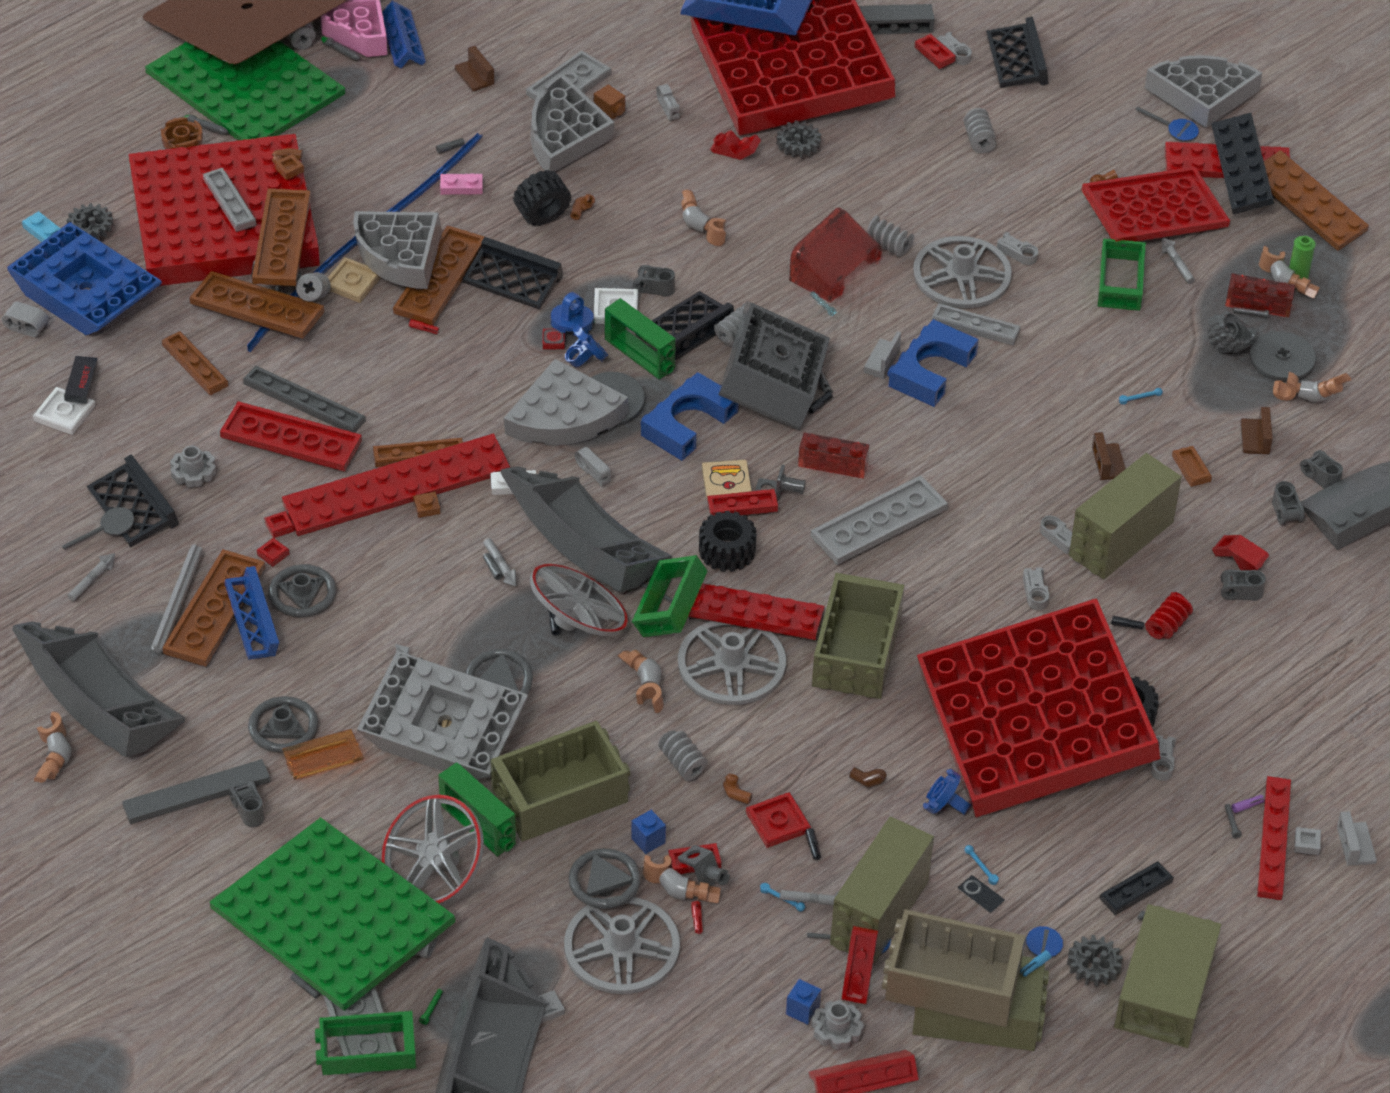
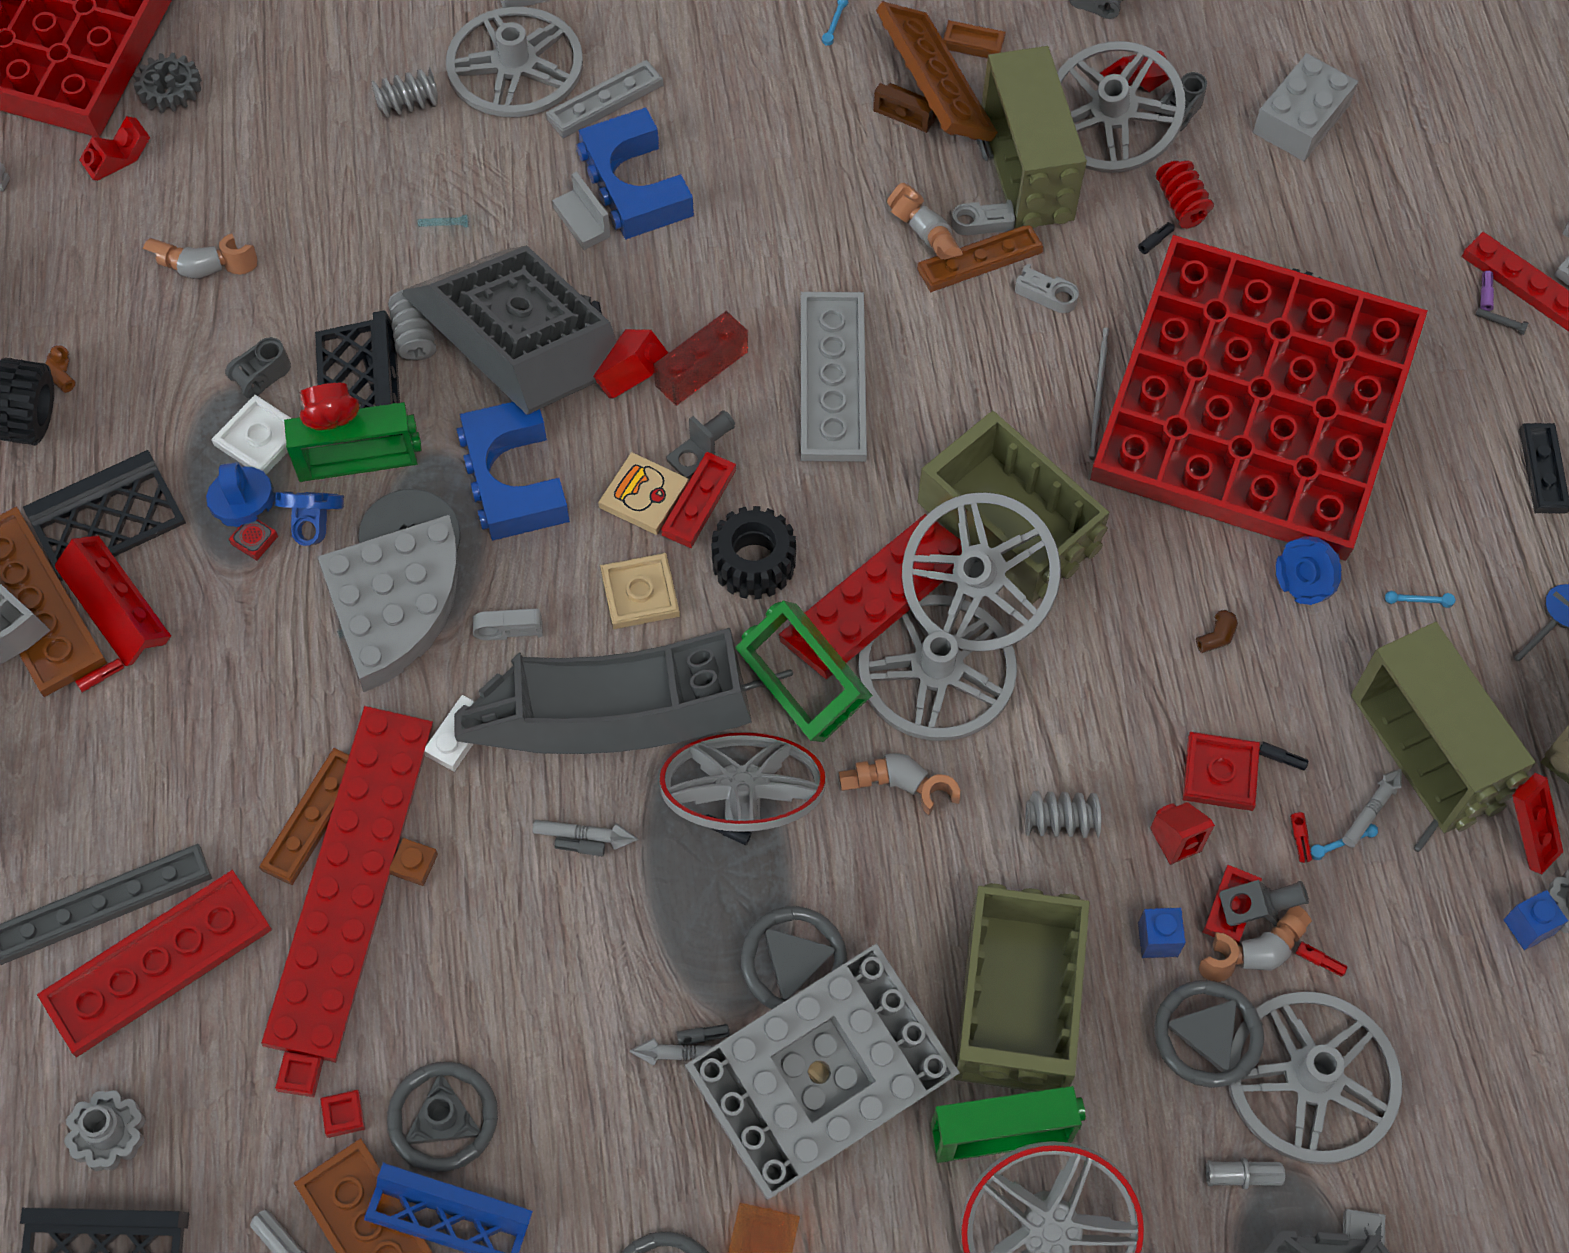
camera: 55 degrees left, 15 degrees up
(468, 303) = (110, 598): none -> red panel
(537, 935) = (1245, 1173): none -> light grey axle
(638, 305) = (327, 406): none -> red piece
(664, 511) = (639, 591): none -> tan tile
(716, 811) = (1181, 831): none -> red slope
(733, 791) = (1147, 793): dark orange arm -> none
(768, 875) = (1301, 833): none -> red pin
(792, 630) = (982, 570): none -> light grey wheel
(795, 424) = (629, 361): none -> red slope
(831, 254) = (393, 164): clear red windscreen -> none
(981, 893) = (1463, 624): black sticker -> none
(1026, 507) = (926, 223): none -> nougat piece
(1029, 547) = (981, 258): none -> dark orange tile
(1154, 433) = (936, 72): none -> dark orange plate
(1199, 547) = (1116, 103): none -> light grey wheel
(1298, 645) = (1305, 107): none -> light grey brick

